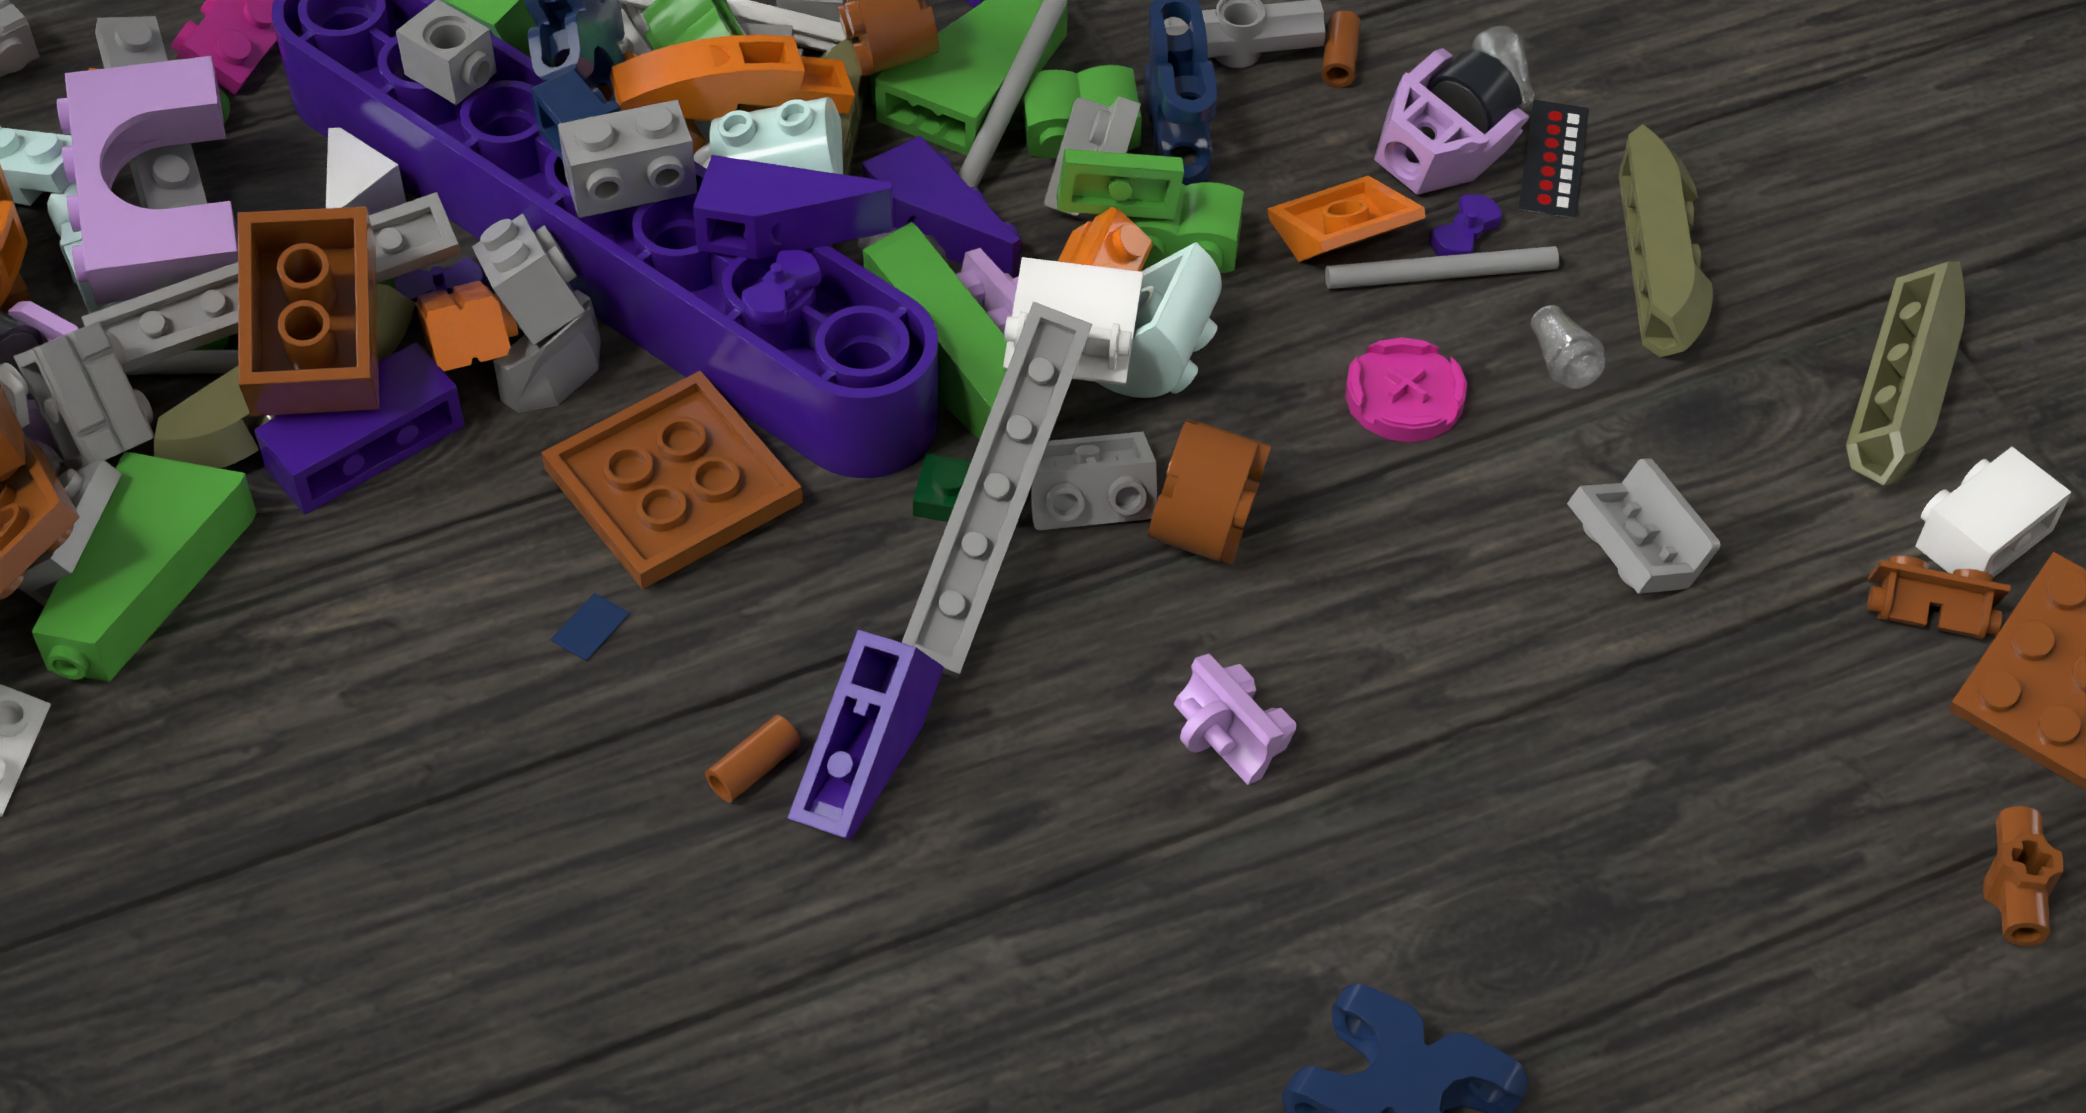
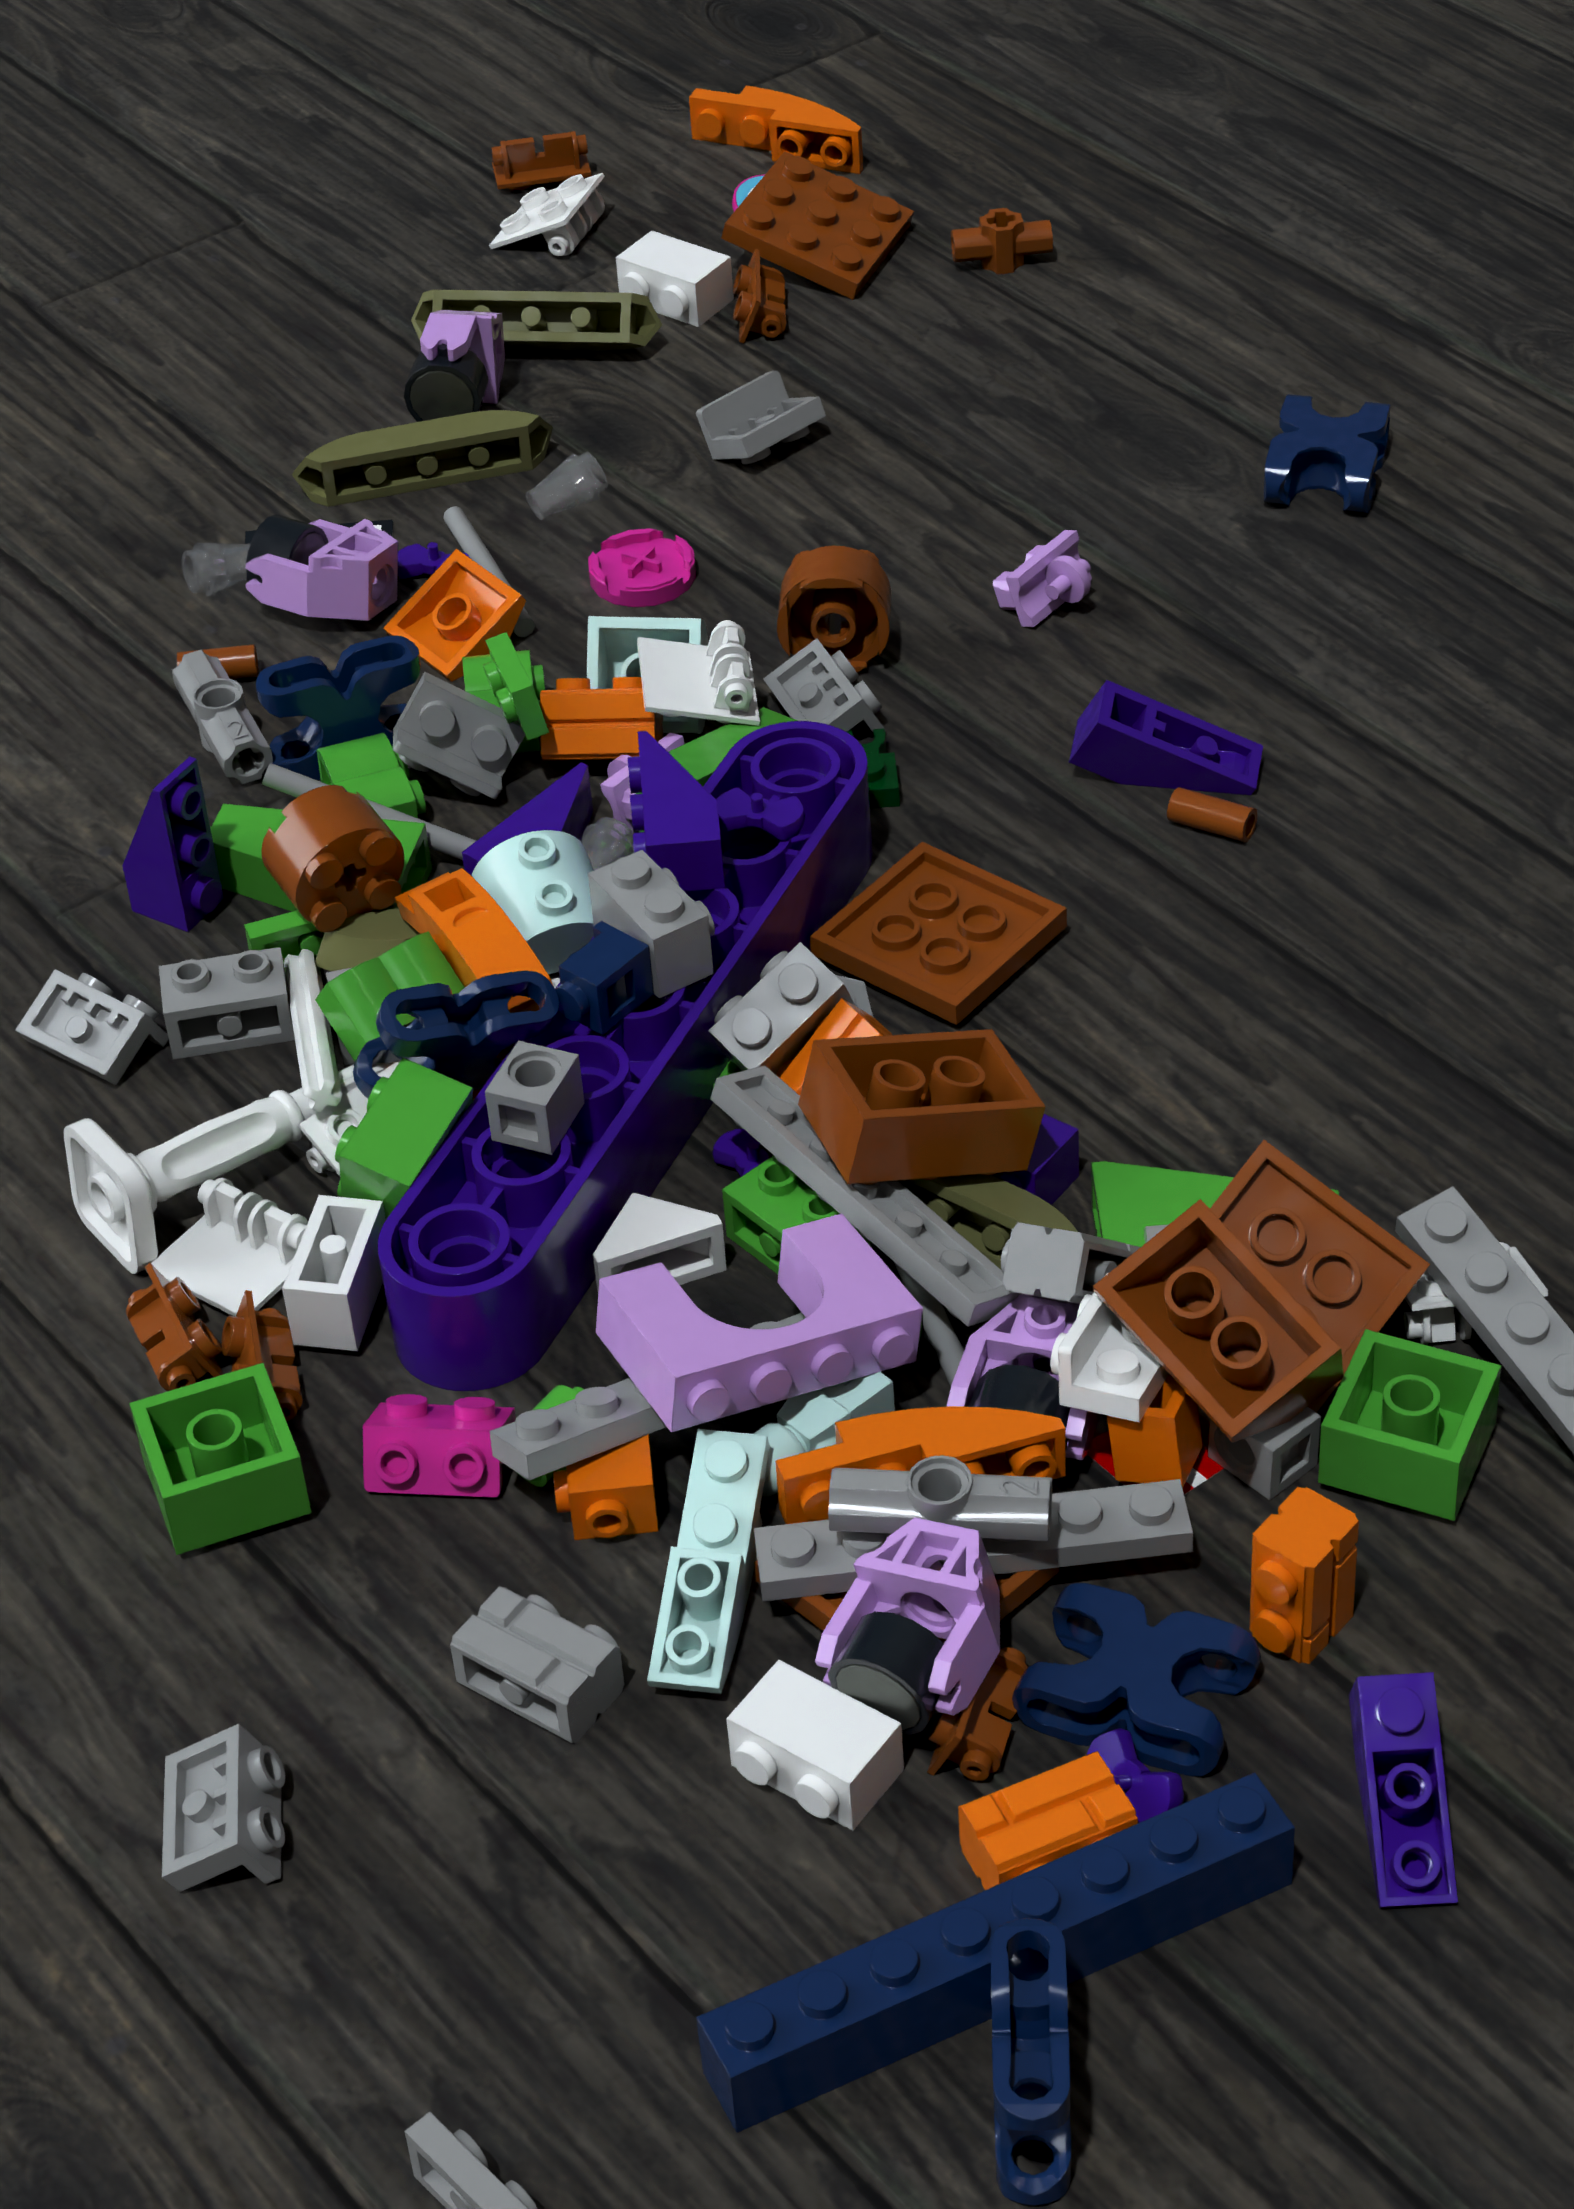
camera: 100 degrees left, 10 degrees down
(590, 626) = (1116, 955): dark blue sticker -> none
(996, 486) = (890, 686): light grey plate -> none
(1838, 284) = (449, 375): none -> piece

